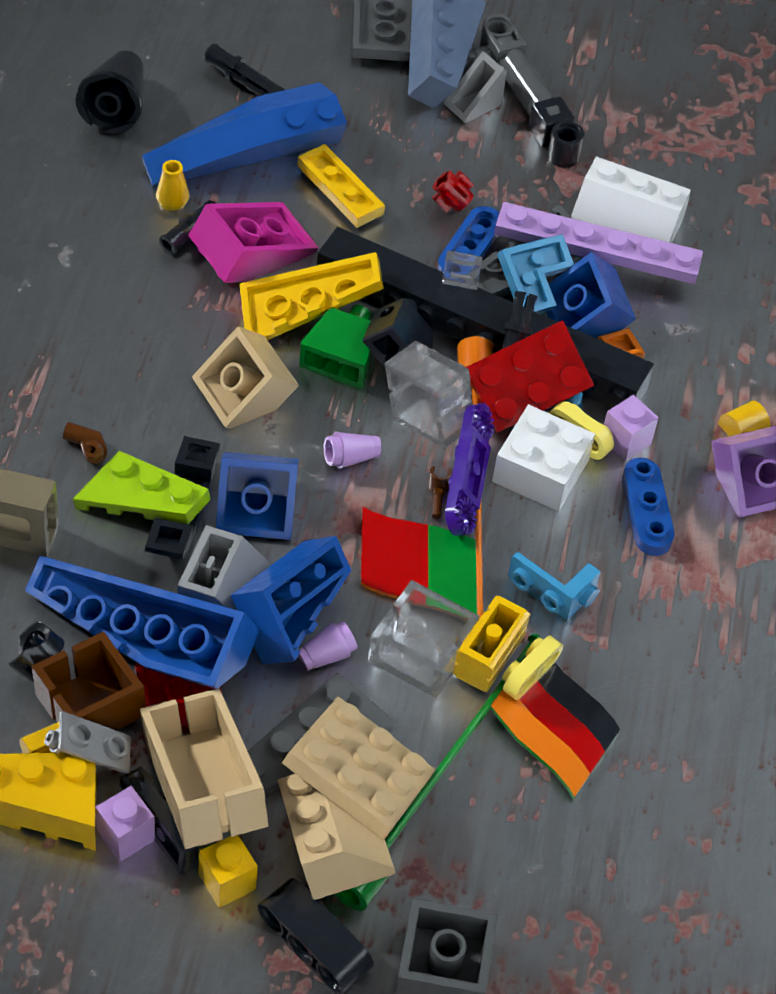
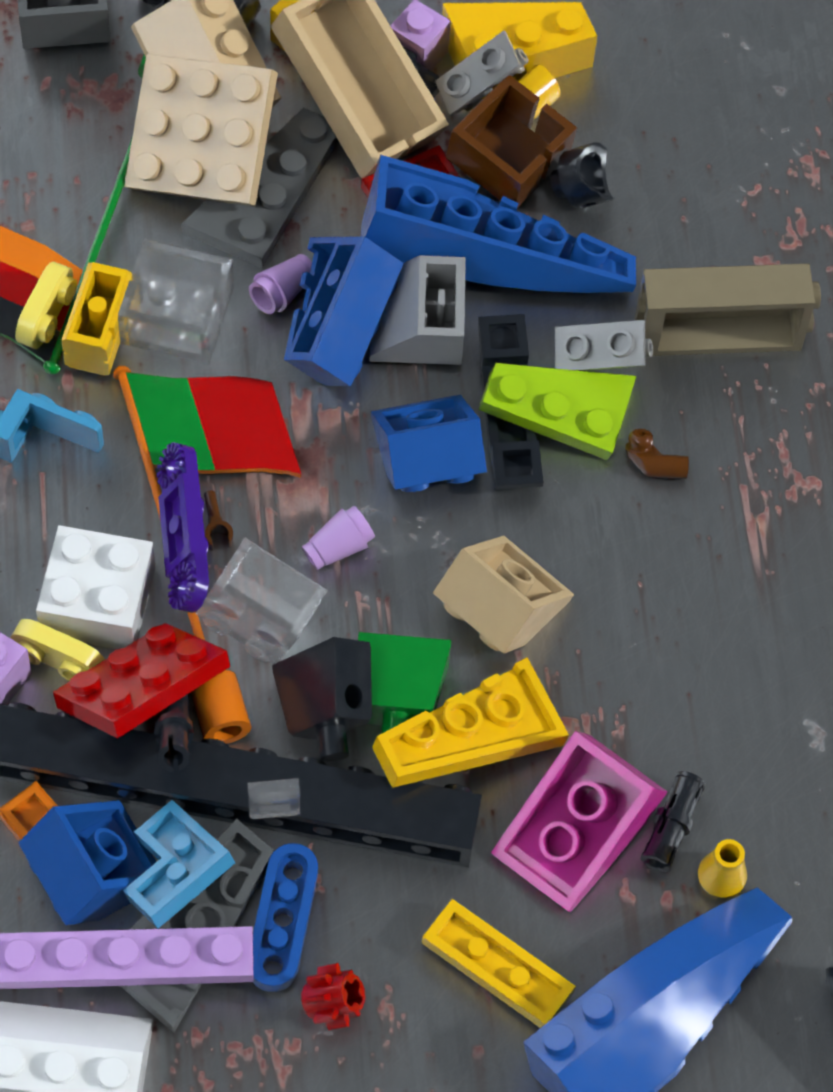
camera: 165 degrees right, 10 degrees up
(108, 517) = (602, 346): none -> light grey hinge

